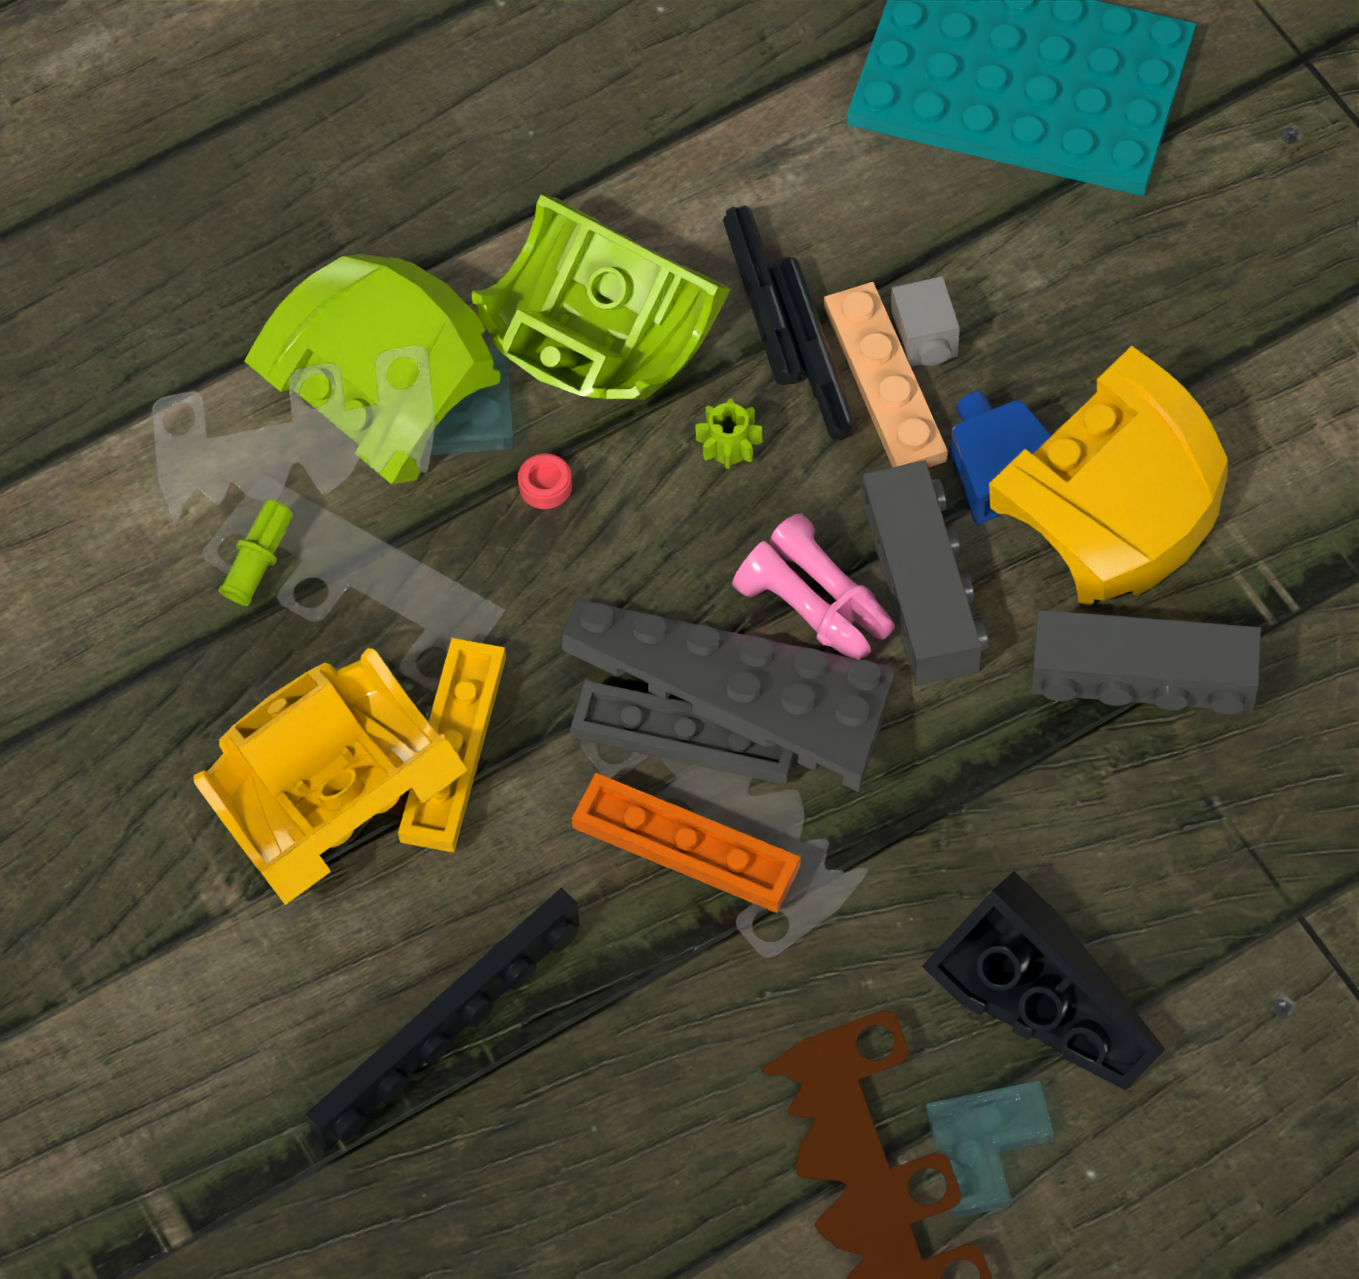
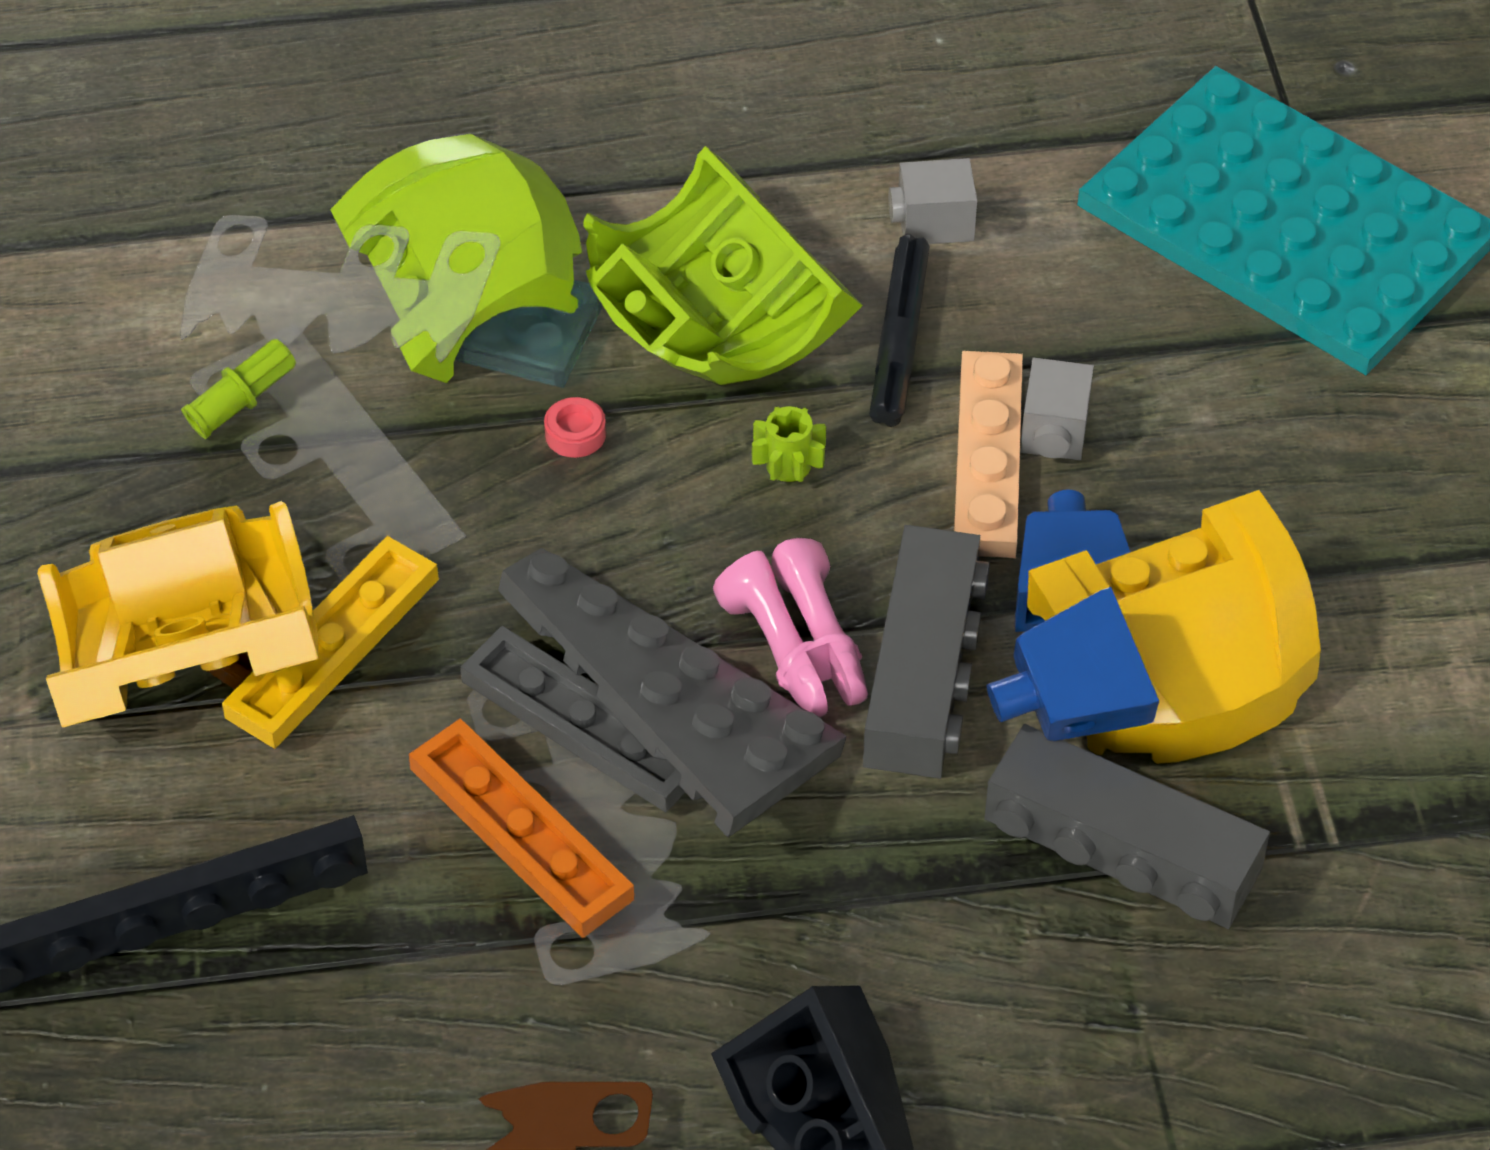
camera: 20 degrees right, 10 degrees down
(738, 168) = (935, 200): none -> light grey brick
(814, 349) = (926, 398): black axle -> none
(1071, 558) = (1078, 673): none -> blue torso

